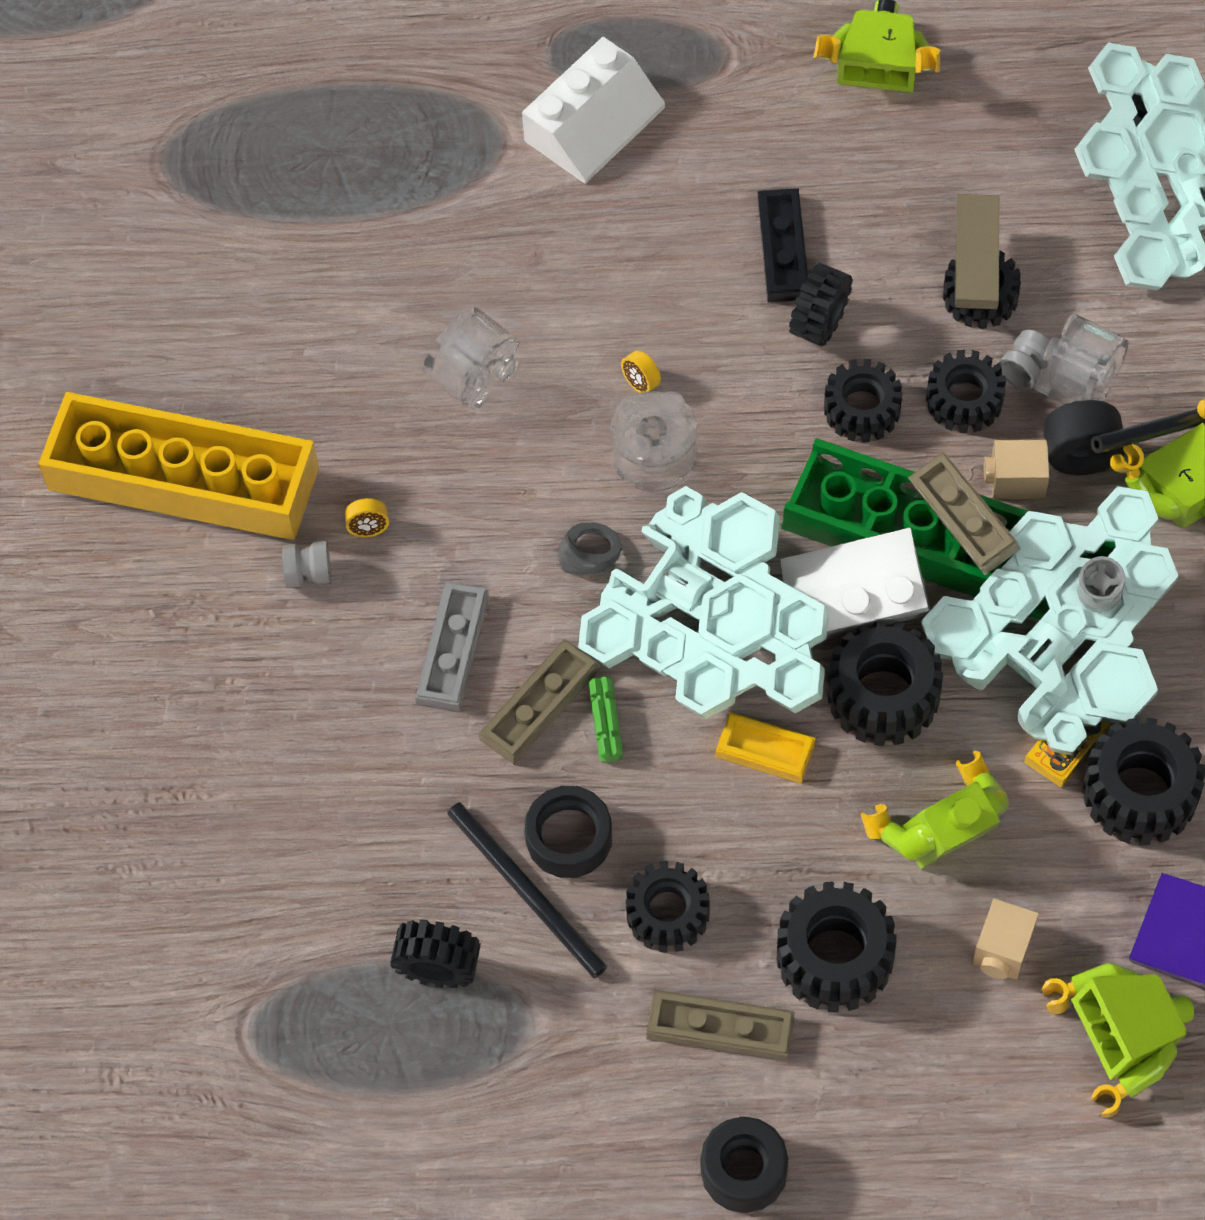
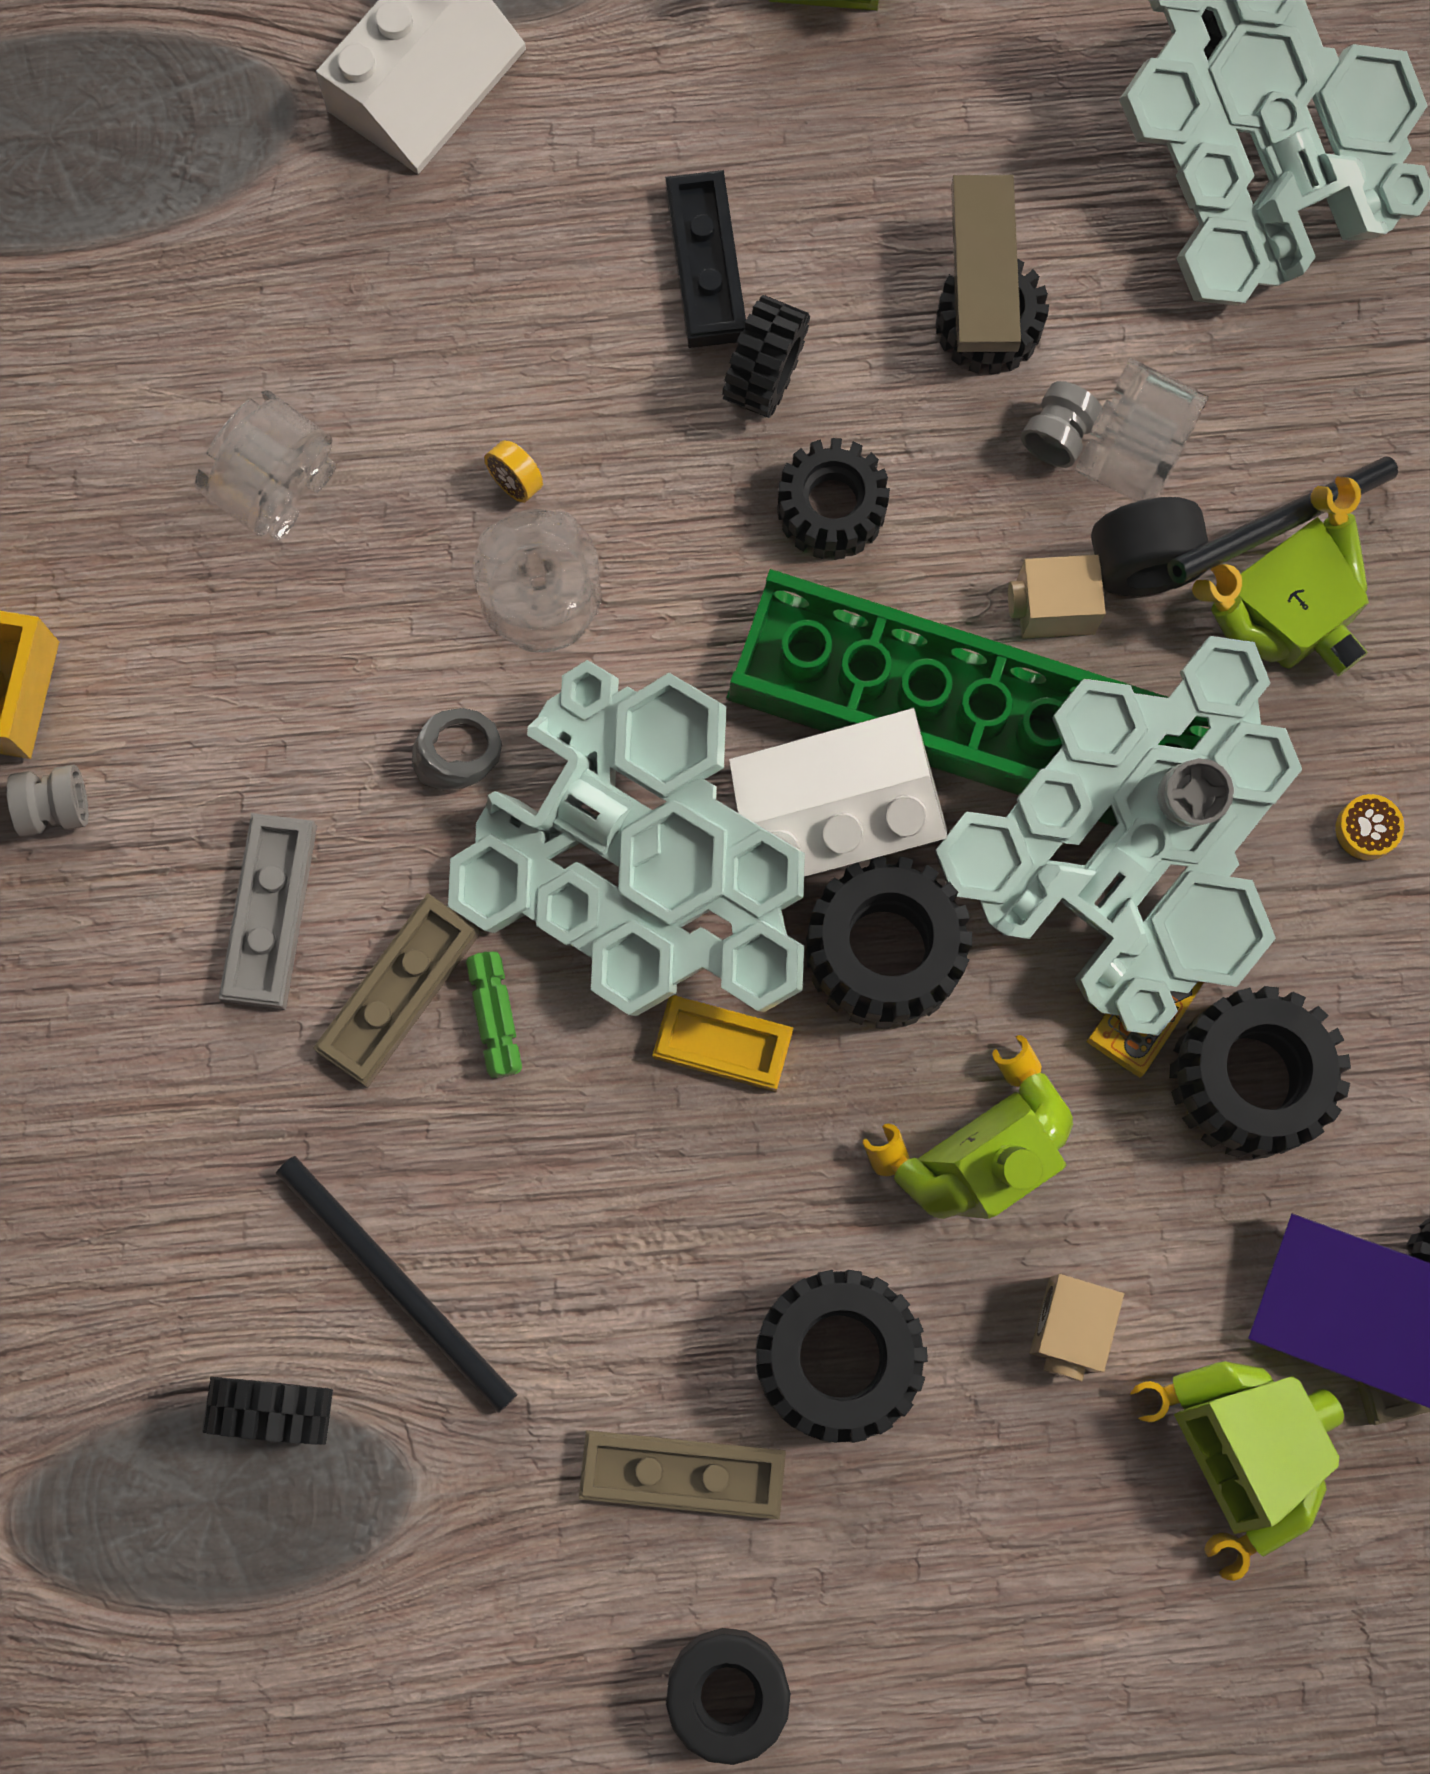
camera: 10 degrees left, 15 degrees up
(366, 517) = (130, 721): tile -> none
(562, 799) = (414, 1160): black tyre -> none
(667, 932) = (557, 1293): black tyre -> none
(964, 513) = (990, 684): dark tan tile -> none
(971, 371) = (987, 445): black tyre -> none

